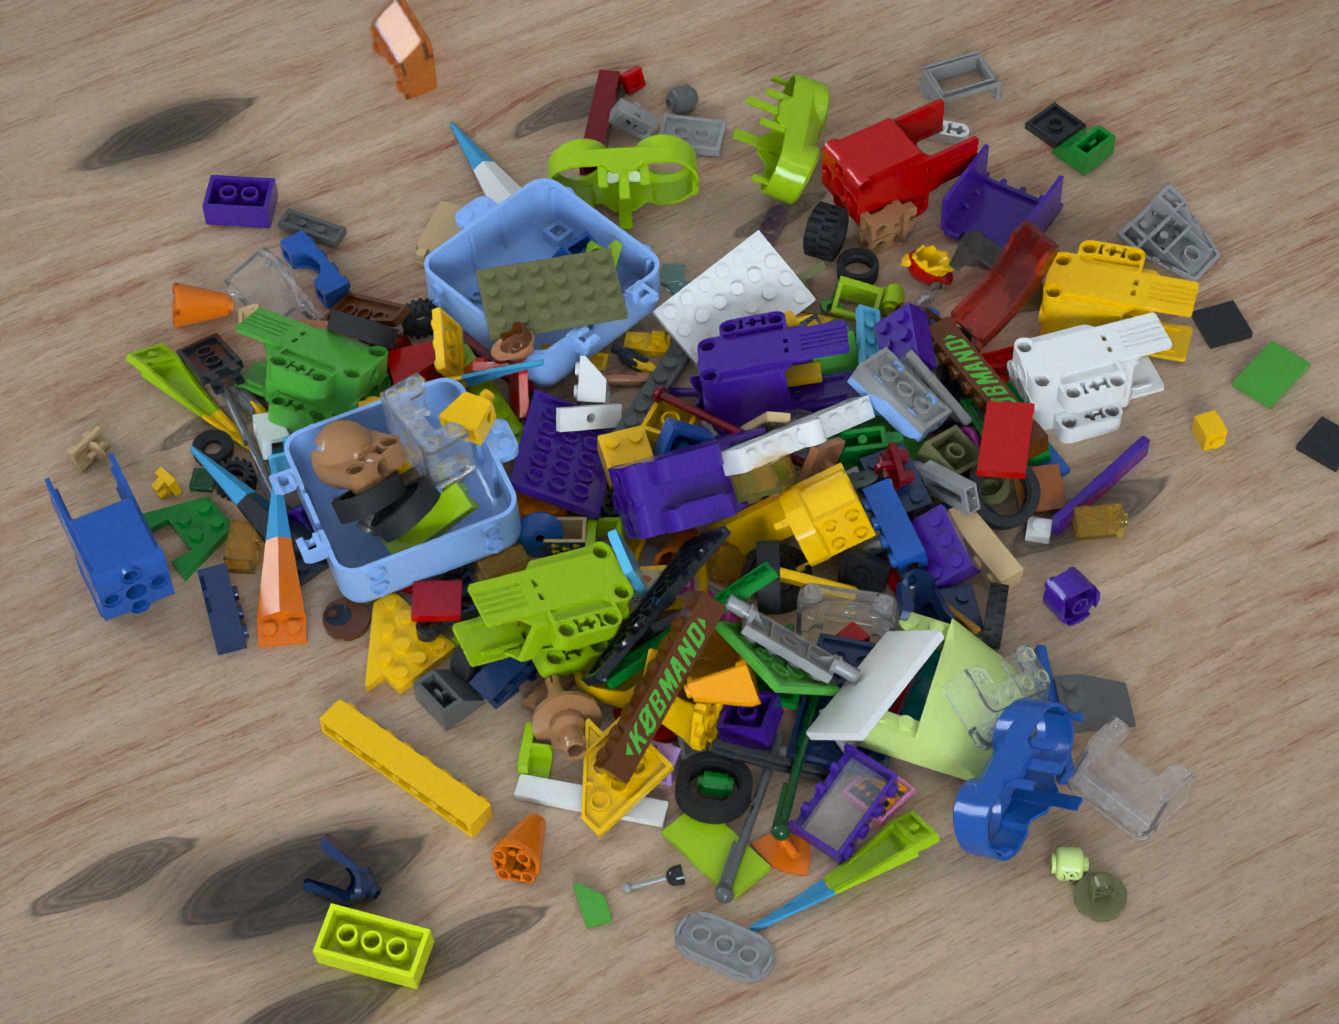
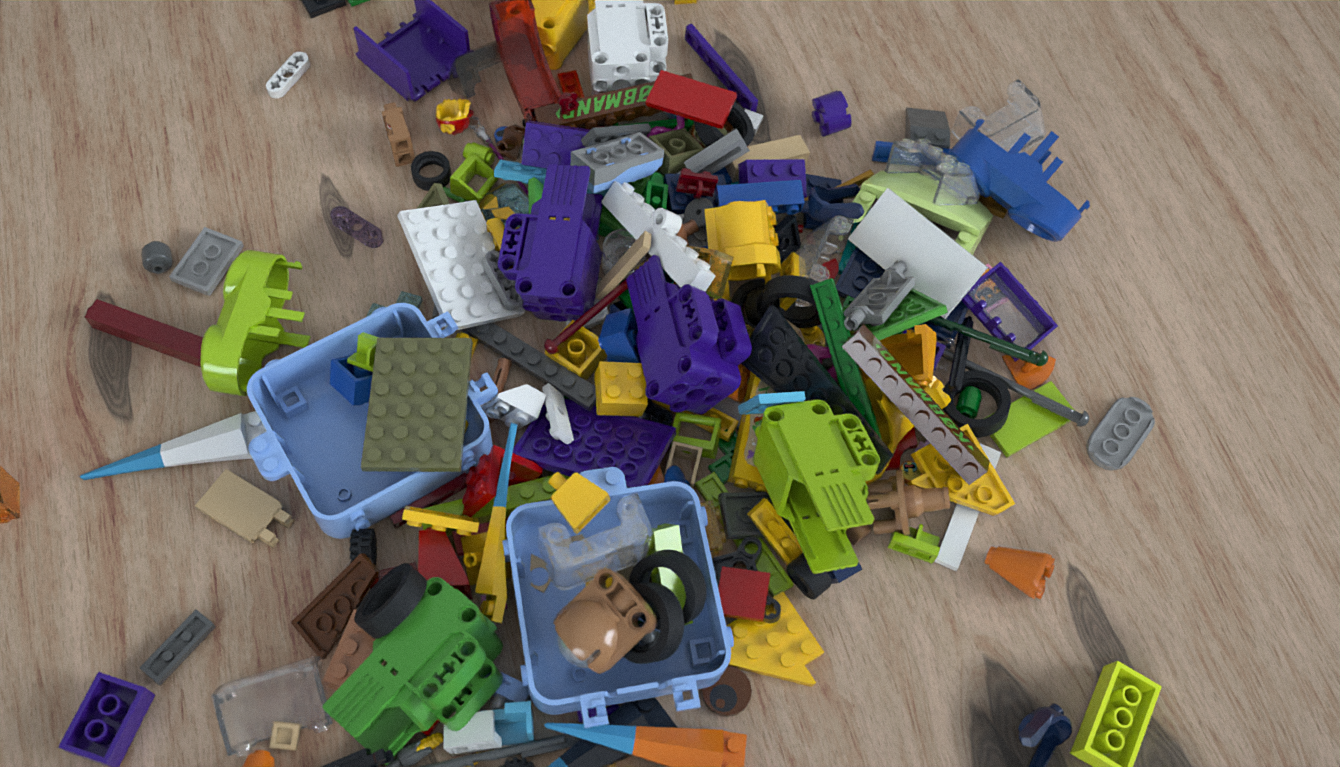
camera: 85 degrees left, 10 degrees up
(302, 252) = (212, 662): blue arch -> none
(406, 767) = (916, 661): yellow brick -> none
(446, 696) = (846, 606): dark grey slope -> none
(514, 344) = (480, 447): nougat piece -> none
(592, 906) = (1076, 526): bright green tile -> none
(632, 80) = (106, 292): red tile -> none
(633, 118) = (168, 302): light grey piece -> none
(633, 359) = (483, 365): black piece -> none
(673, 876) = (1054, 454): hinge -> none
(696, 391) = (539, 322): dark purple plant -> none
(791, 147) = (274, 180): lime piece -> none
(825, 231) = (390, 177): black tyre -> none
(886, 164) = (347, 109): red piece -> none
(886, 850) = (1046, 285): lime plate -> none
(955, 66) = (238, 64): light grey piece -> none
(959, 336) = (568, 102): none -> dark red plate
(995, 615) = (847, 148): black tyre -> none
(1069, 863) = (1068, 182): yellowish green head -> none
(1099, 521) = (759, 77): clear yellow brick -> none
(1100, 896) = (1093, 172): olive tile -> none

